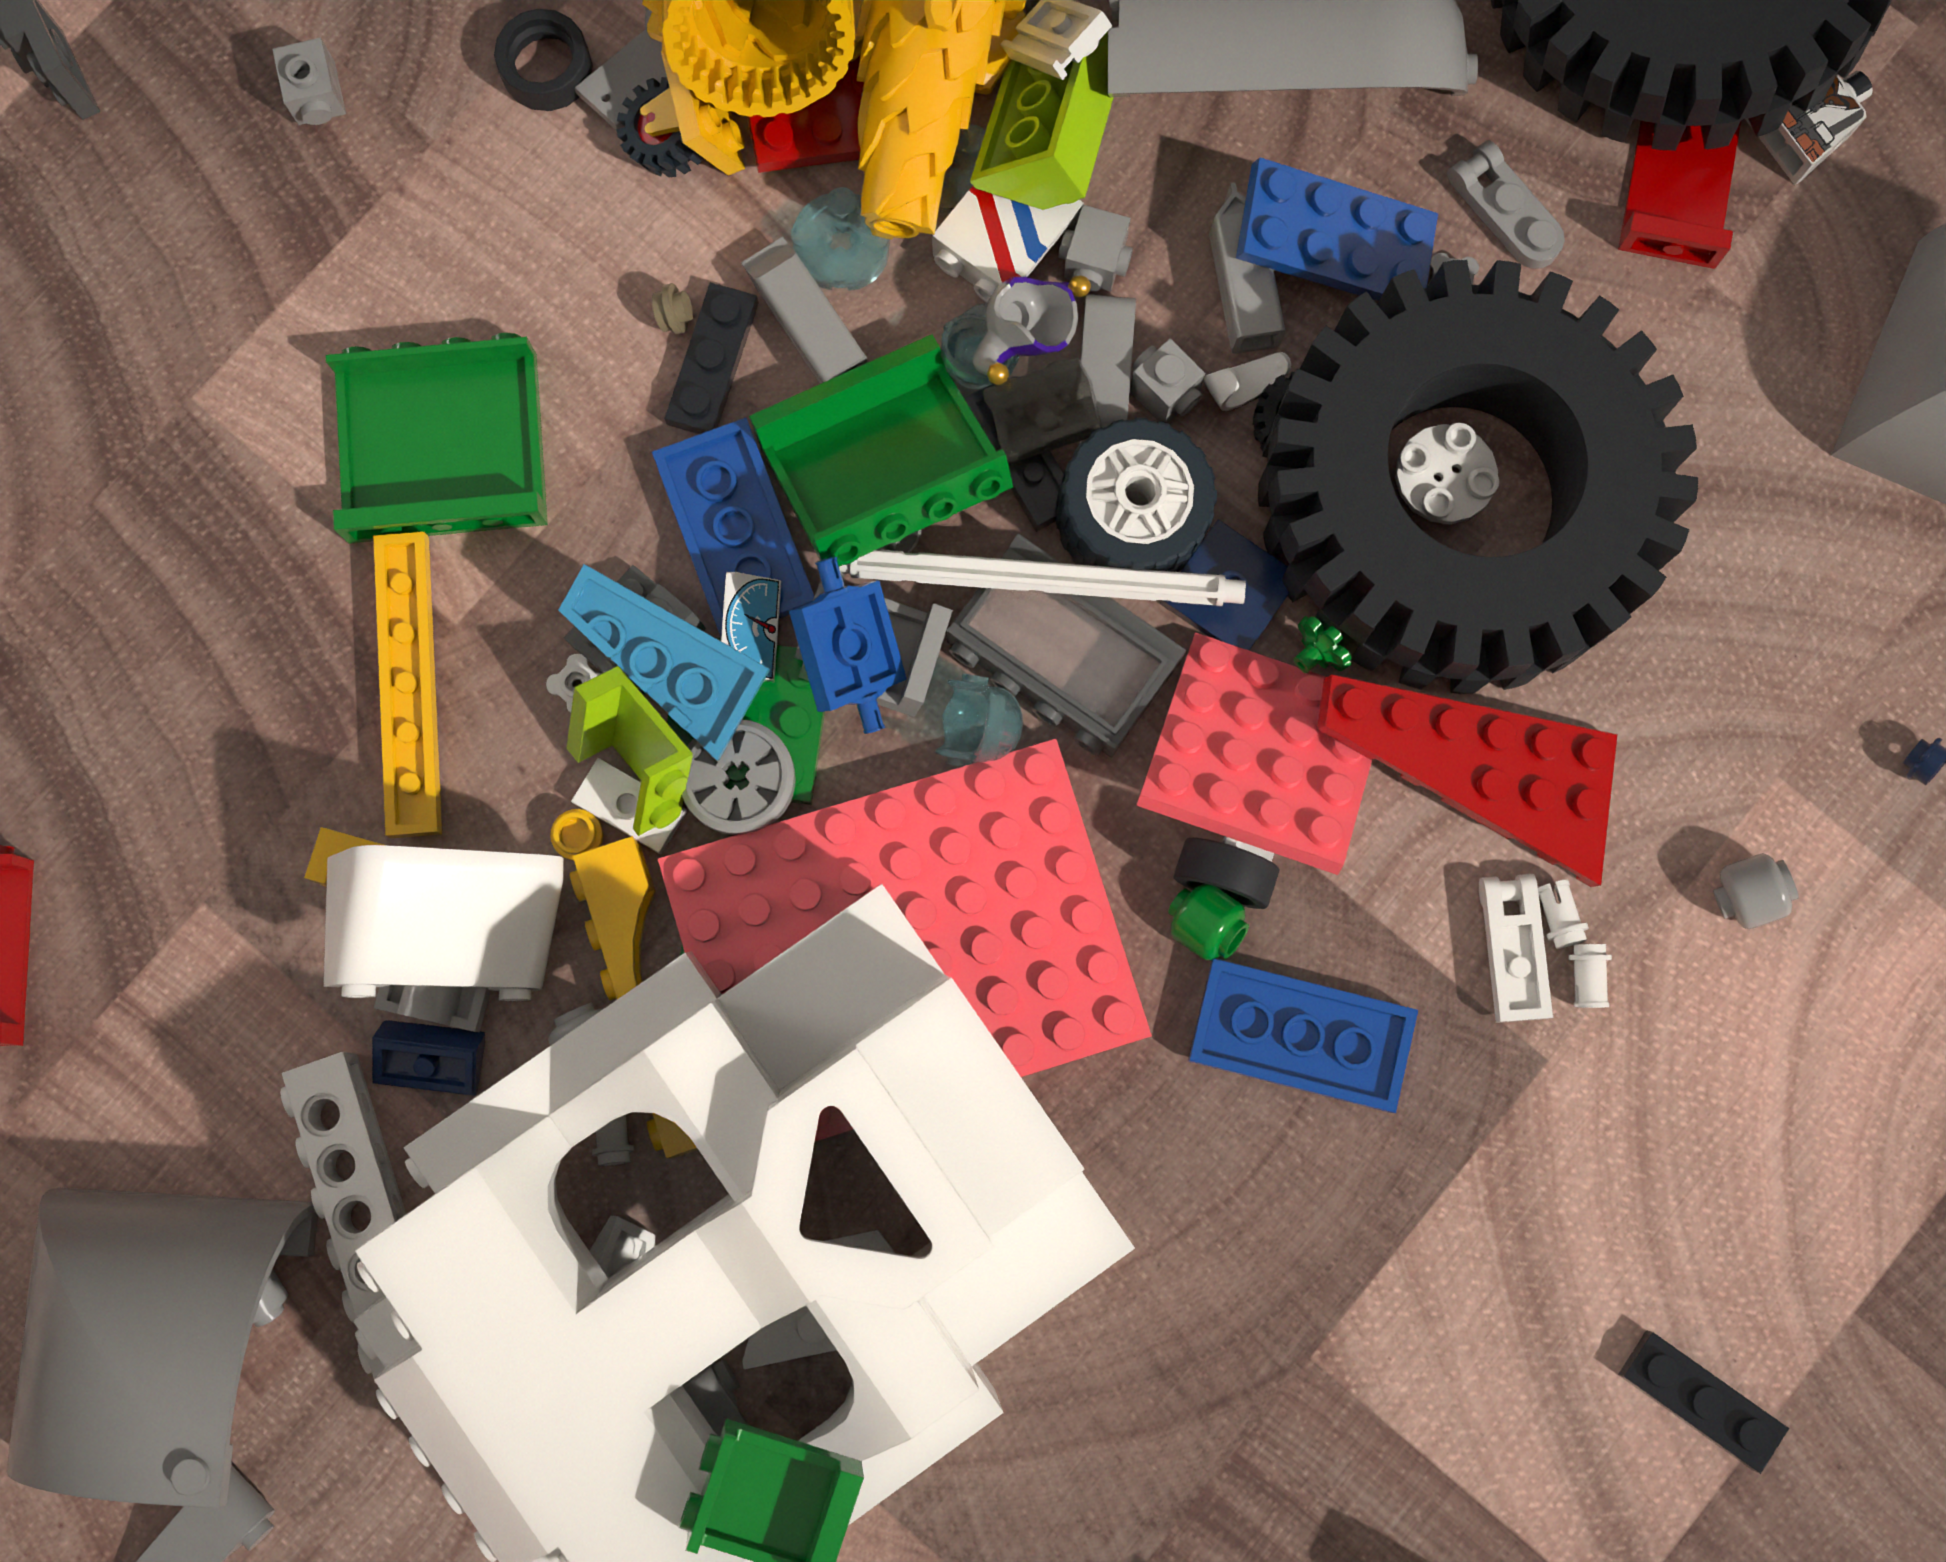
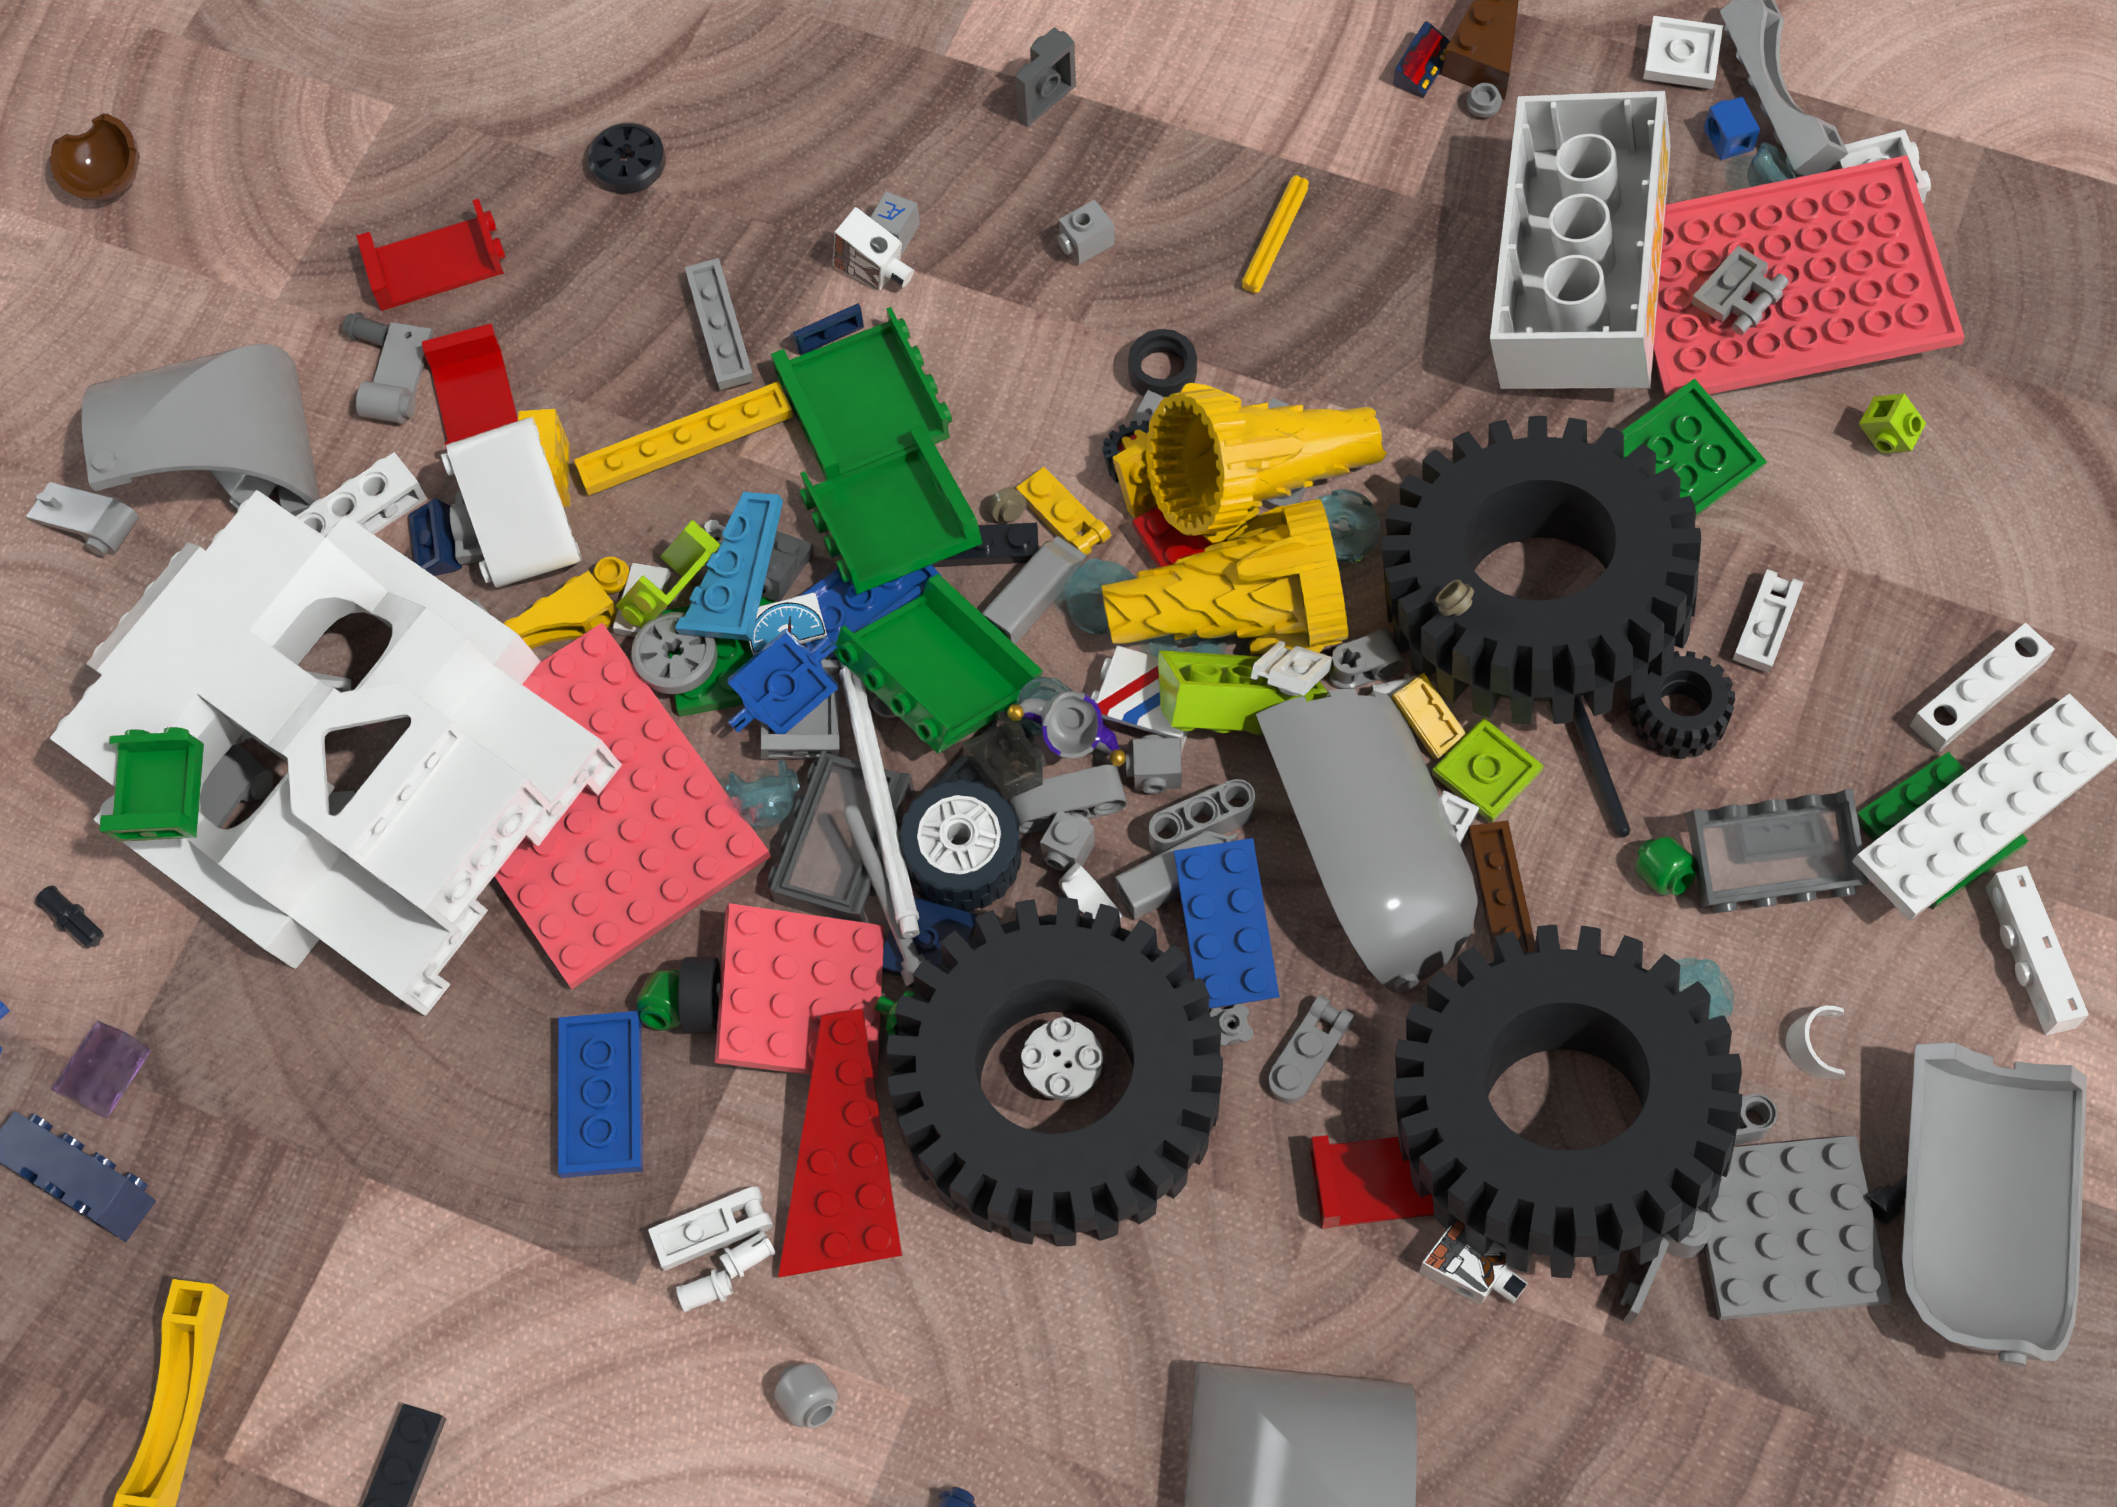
camera: 75 degrees right, 15 degrees down
(52, 1070) = (359, 327): none -> dark grey pin
(144, 1045) = (397, 376): none -> light grey door
(187, 319) = (898, 217): none -> light grey brick
(222, 948) = (470, 382): none -> red panel
(226, 358) = (869, 252): none -> white torso
(246, 589) = (719, 324): none -> light grey plate
(311, 454) = (827, 329): none -> dark blue slope
(636, 446) = (892, 515): none -> green panel
(704, 248) = (1062, 511): none -> yellow plate
(1192, 200) = (1211, 803): none -> light grey beam
(1270, 609) = (881, 886): none -> light grey piece

